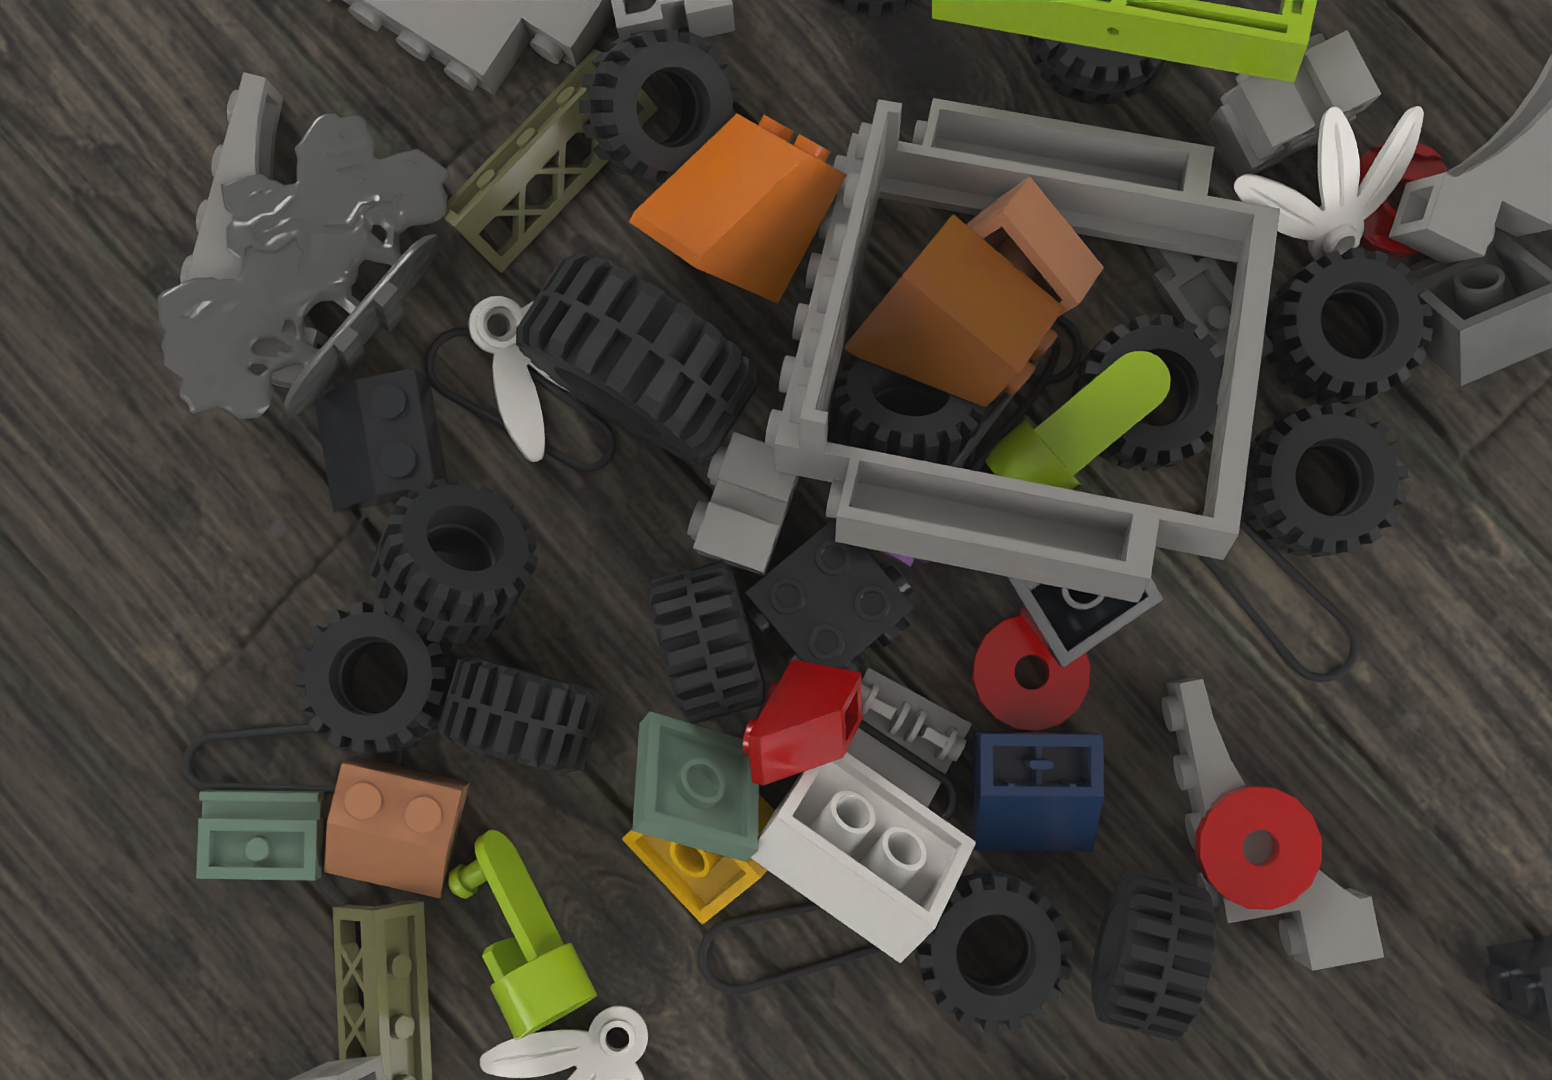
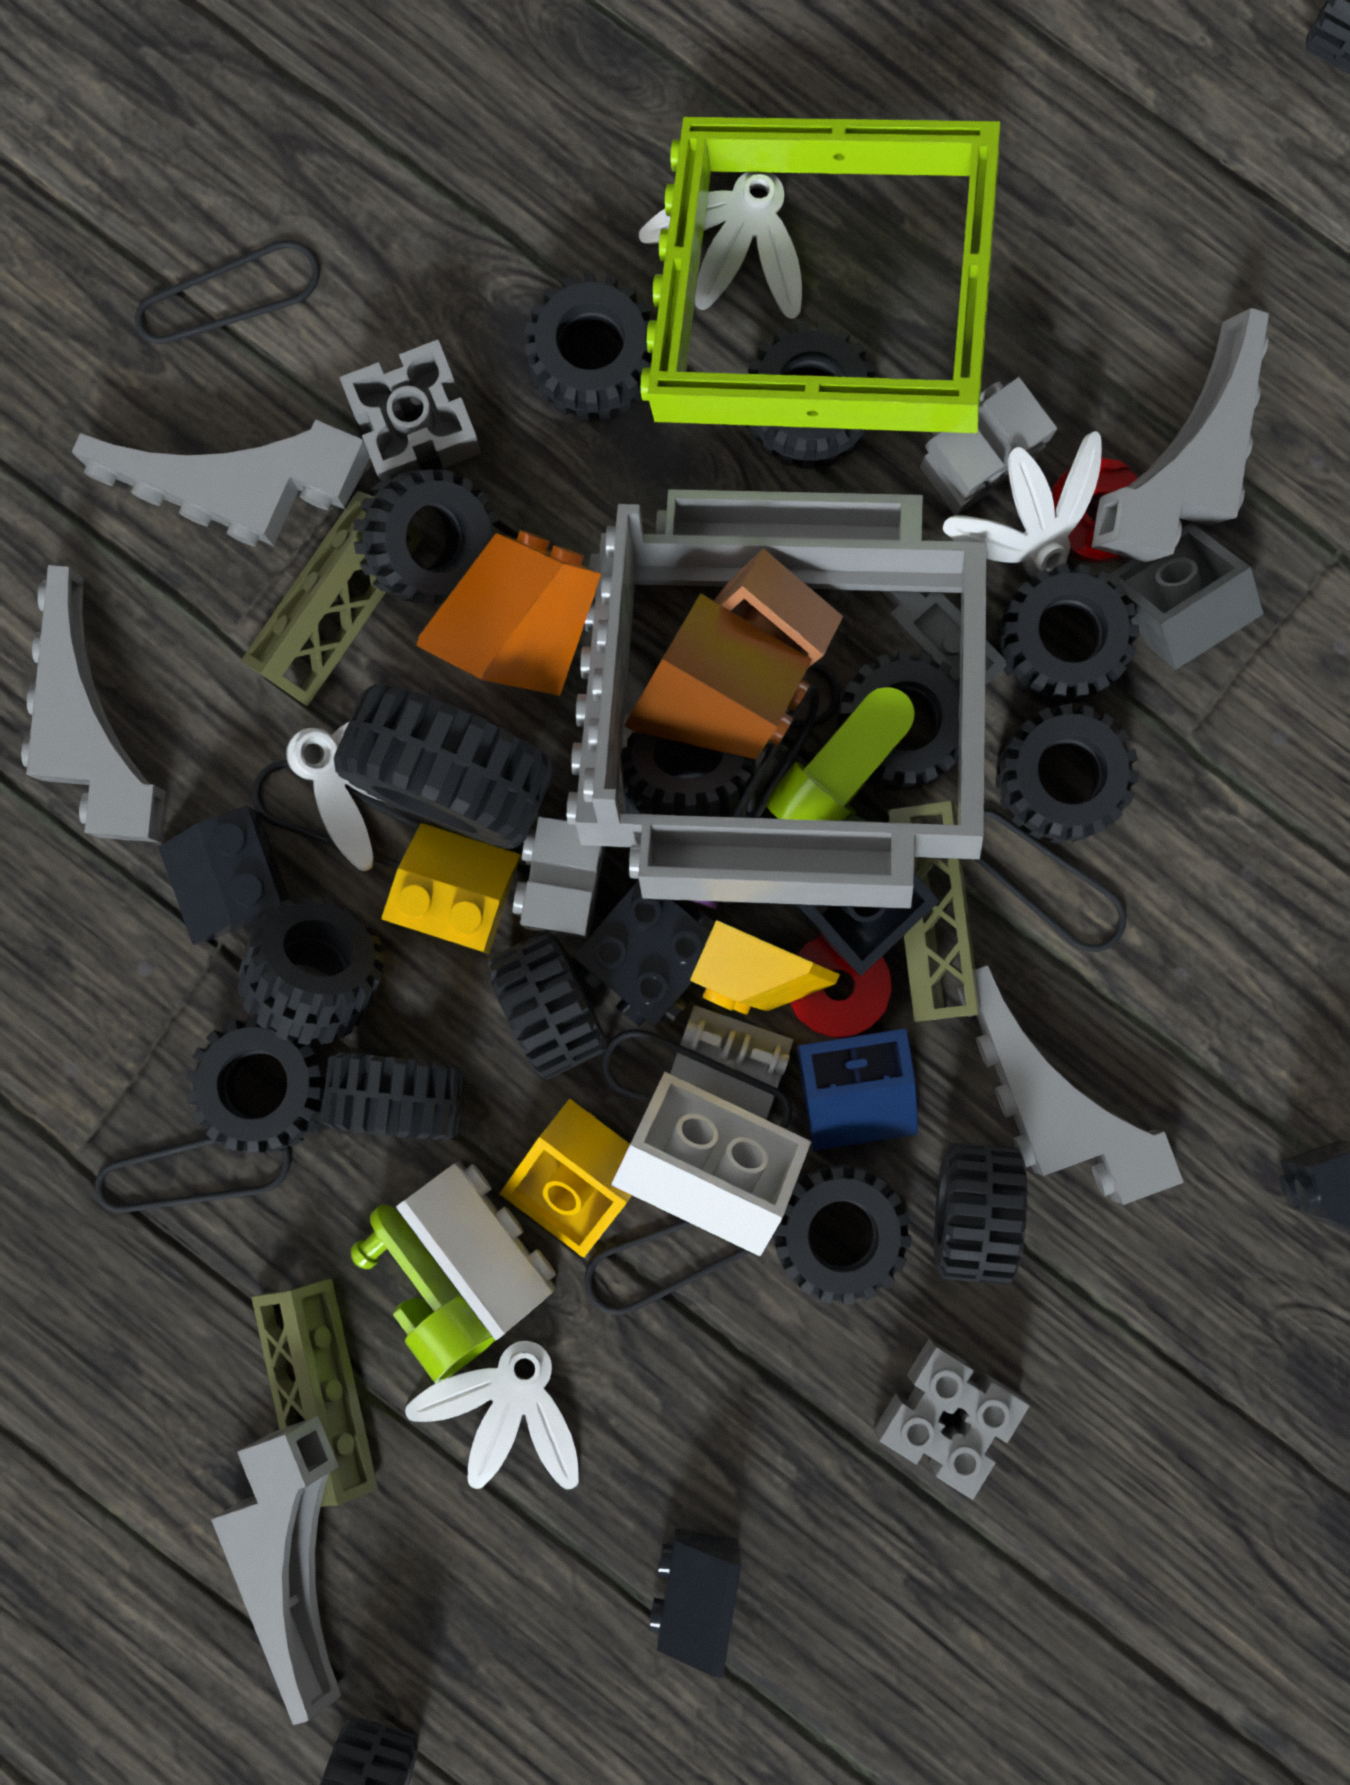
camera: 15 degrees left, 0 degrees up
(260, 835) = (176, 1243): sand green plate -> none
(299, 250) = (123, 719): dark grey plant -> none
(393, 825) = (295, 1215): nougat slope -> none
(588, 899) = (479, 1247): none -> white slope
(624, 496) = (451, 888): none -> yellow slope
(695, 788) = (557, 1132): sand green plate -> none
(804, 721) = (642, 1060): red slope -> none
(943, 644) = (753, 973): none -> yellow slope
(1130, 639) = (920, 940): none -> olive fence
(1294, 852) = (1089, 1111): red tile -> none

